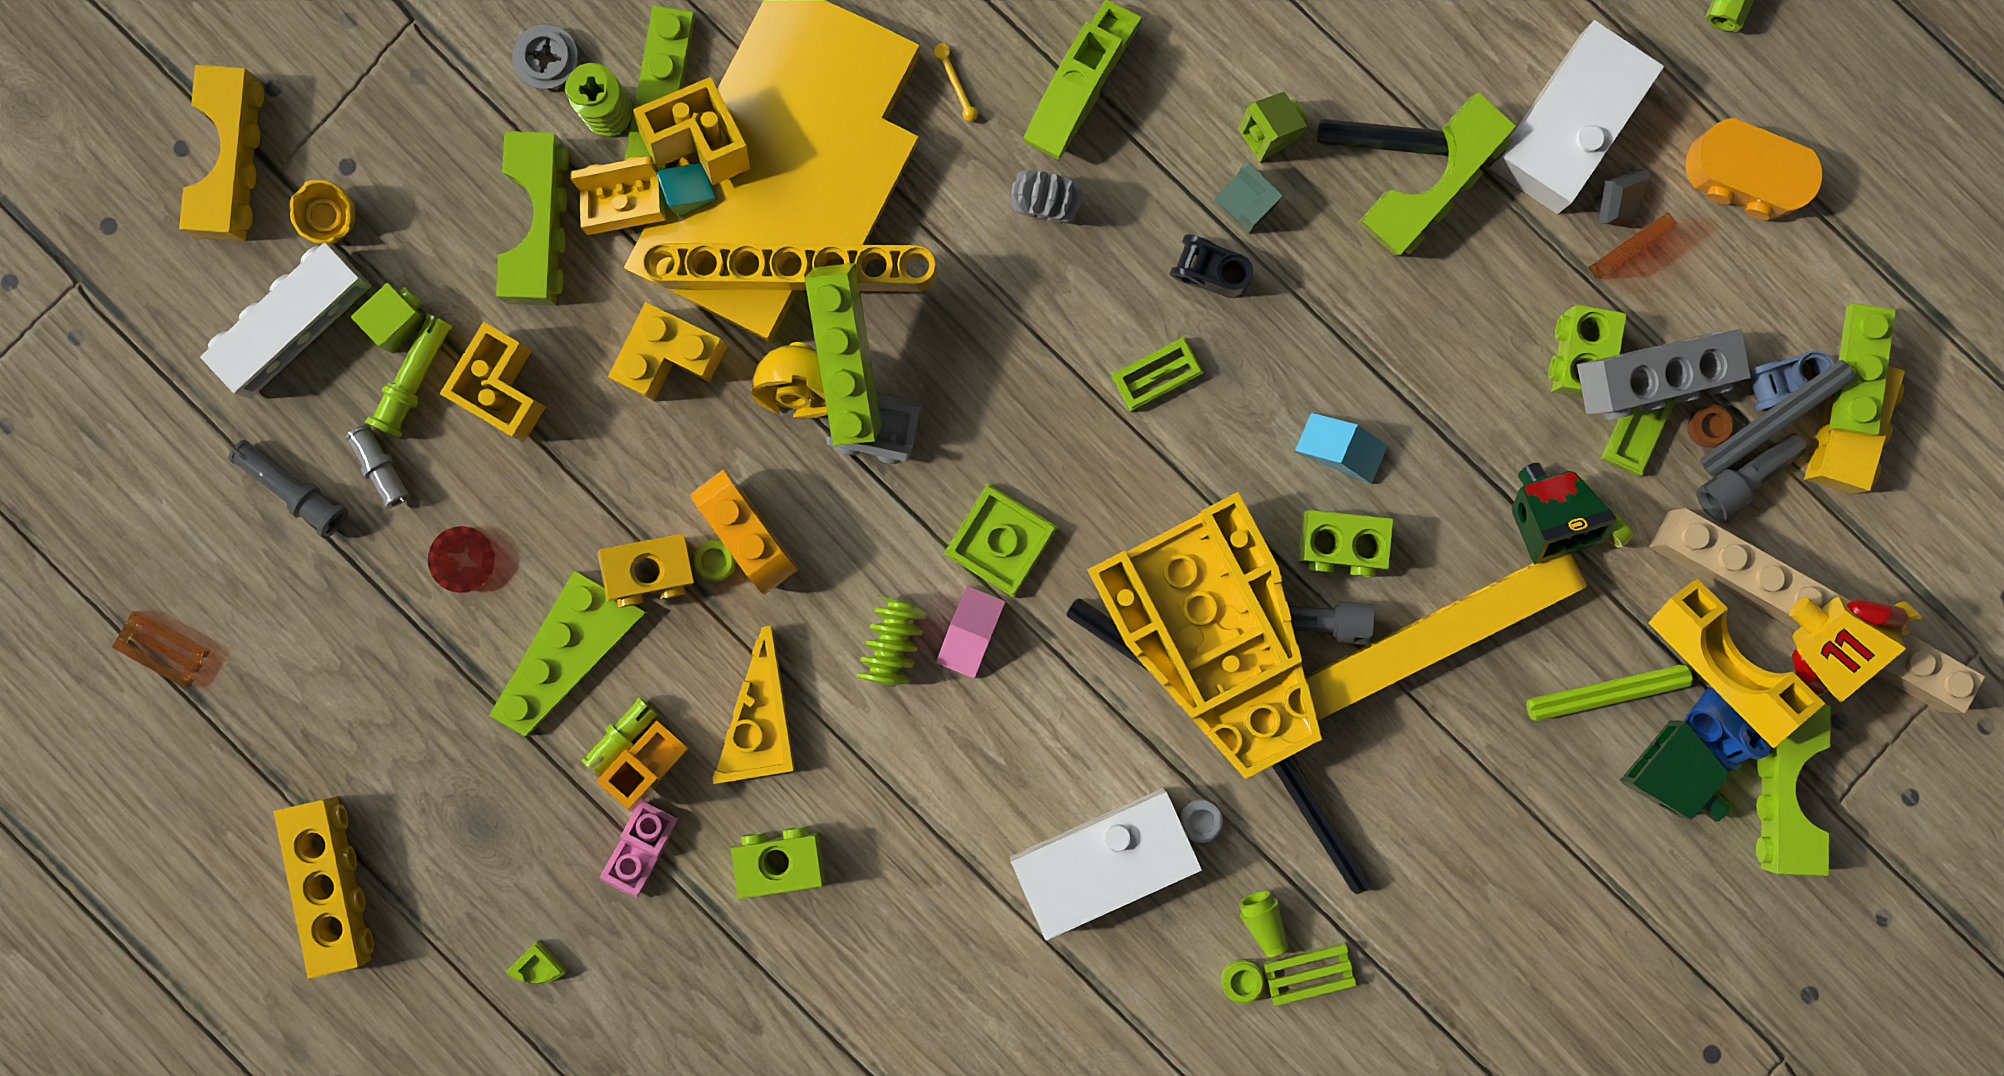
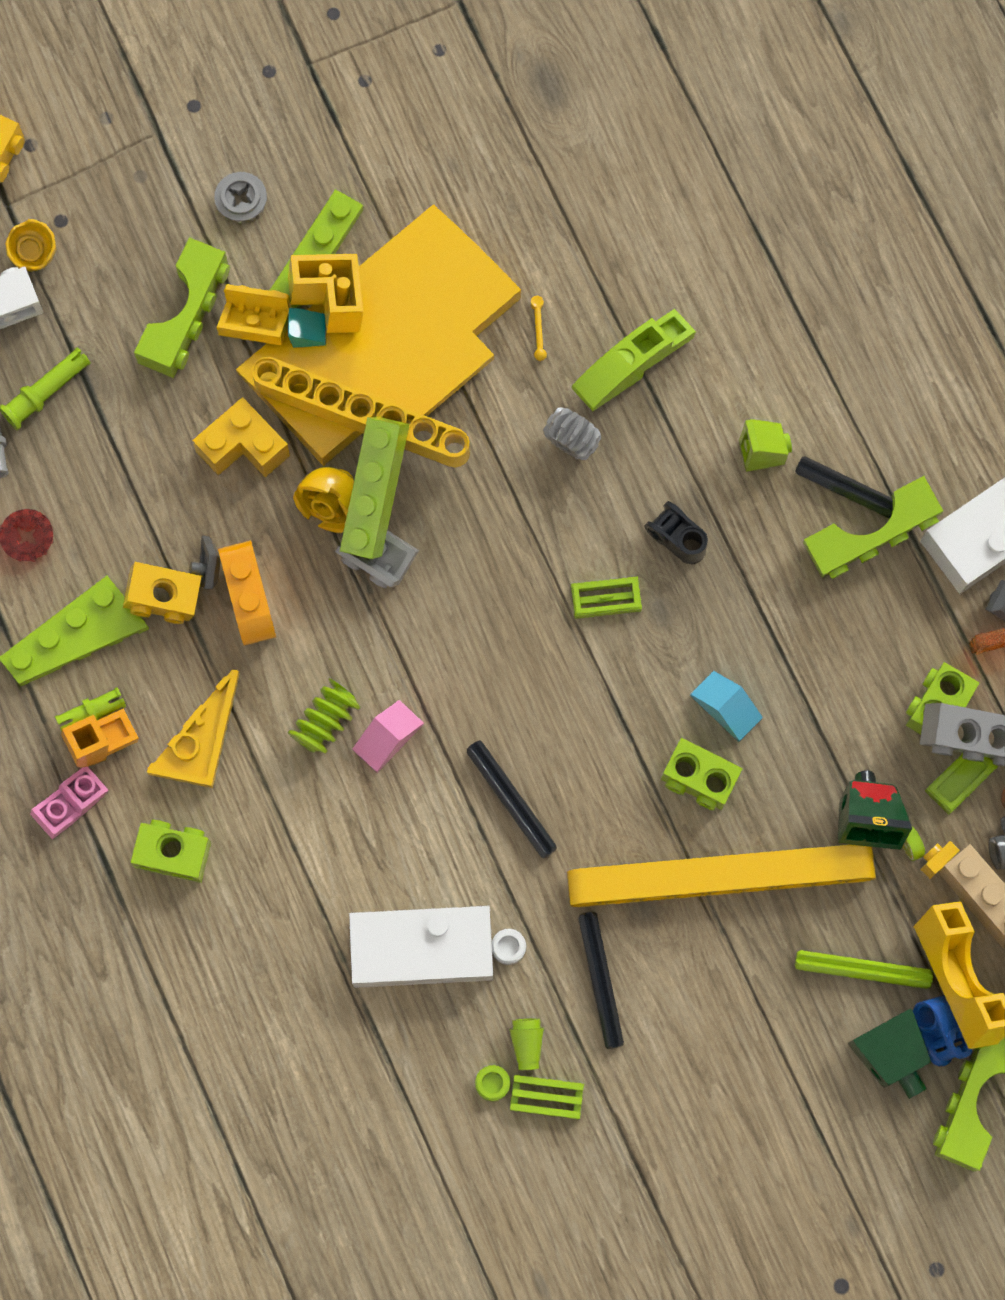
camera: 15 degrees right, 10 degrees down
(390, 316) = (49, 339): lime brick -> none
(484, 383) = (99, 413): yellow brick -> none
(599, 99) = (268, 241): lime piece -> none
(688, 517) = (209, 564): none -> dark grey piece
(714, 561) = (215, 609): lime tile -> none
(1000, 540) = (438, 676): lime tile -> none
(1216, 633) = (573, 801): yellow wedge -> none
(1248, 197) = (726, 493): sand green panel -> none
(1346, 622) = (678, 836): dark grey piece -> none
(1650, 534) = (938, 857): none -> yellow plate

